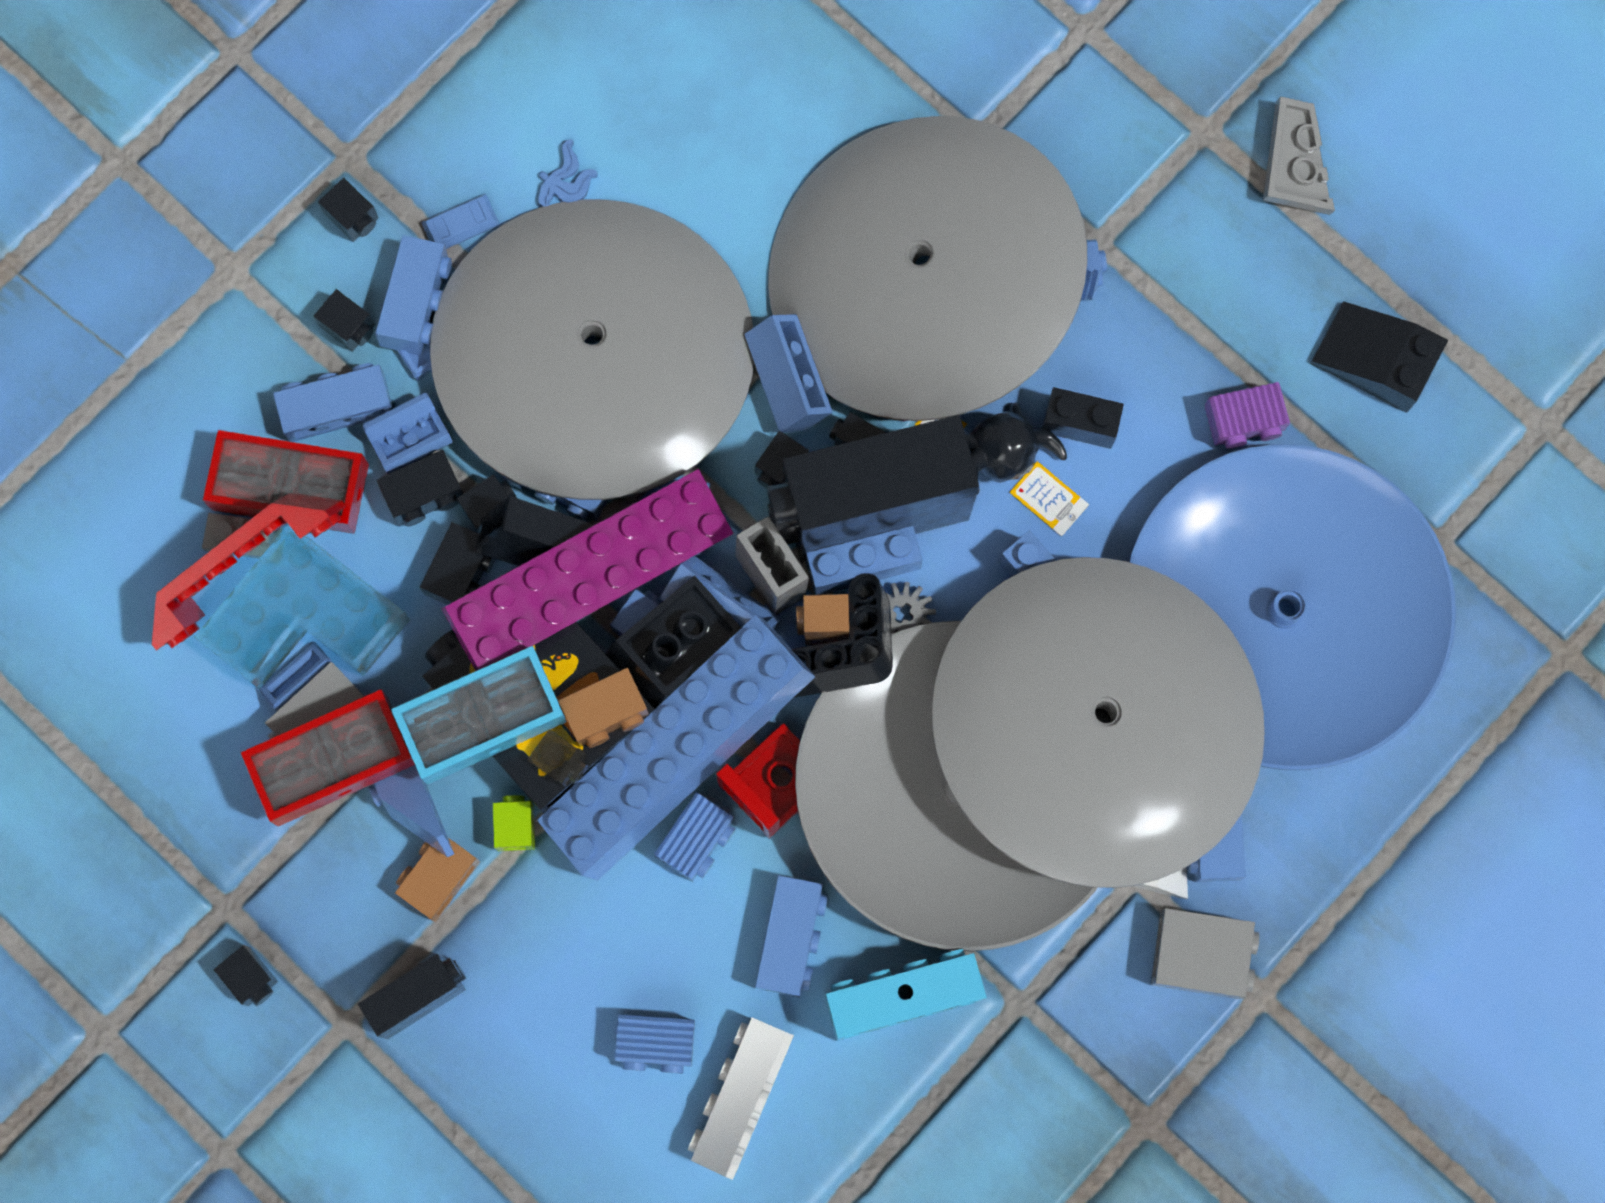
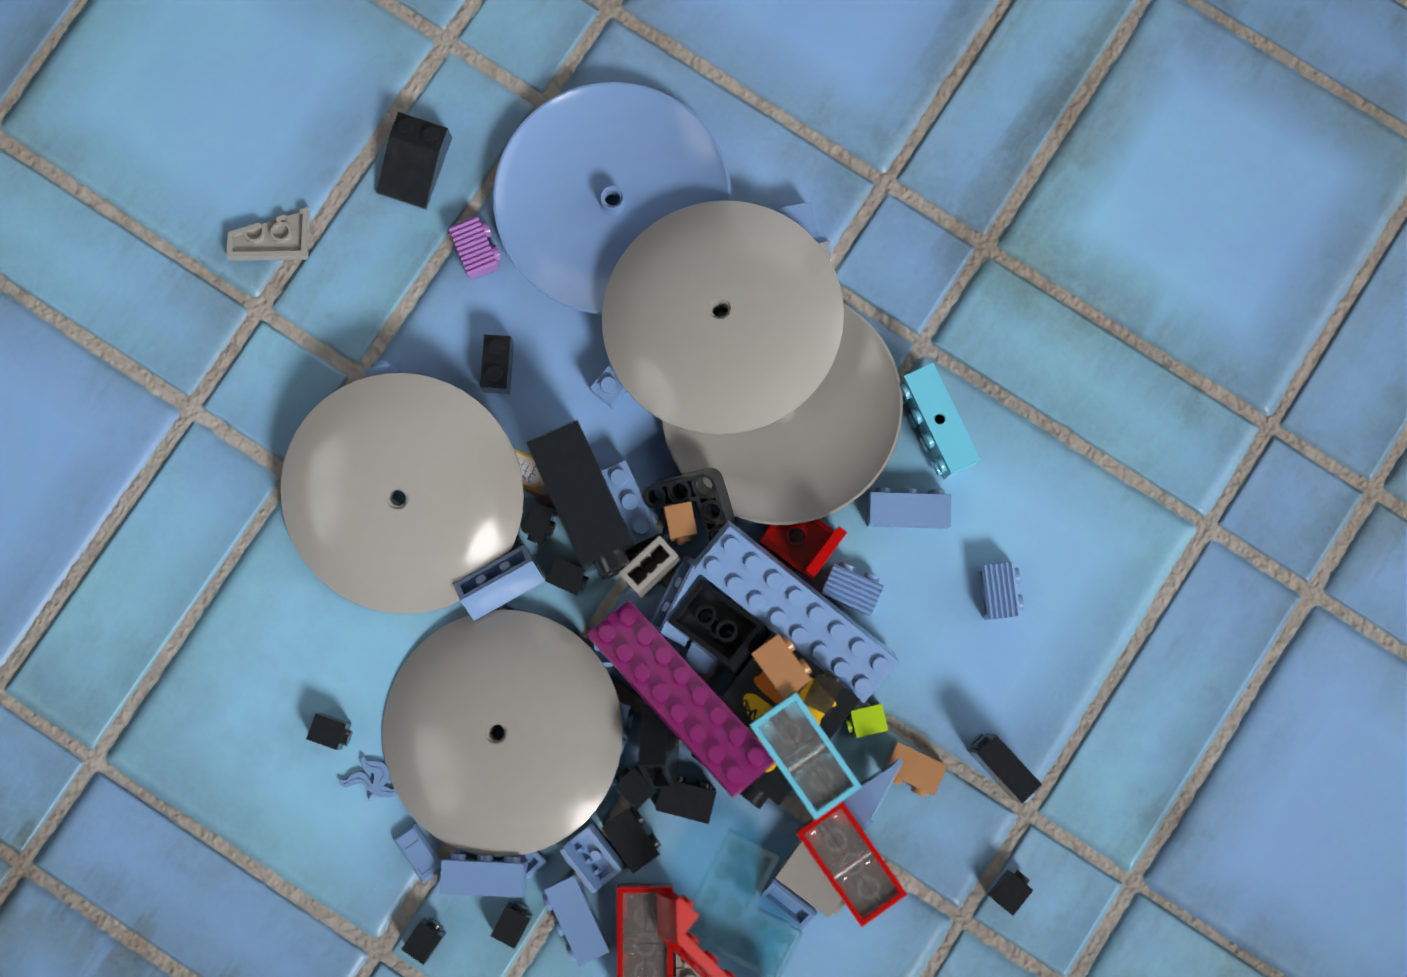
camera: 100 degrees left, 5 degrees up
(636, 135) = (329, 731): none -> black brick
(741, 1098) = (1027, 524): white wedge -> none
(917, 605) = (659, 459): light grey gear -> none
(1007, 445) = (526, 413): black piece -> none
(1049, 498) = (558, 380): white sticker -> none
(1204, 954) = (867, 223): light grey brick -> none

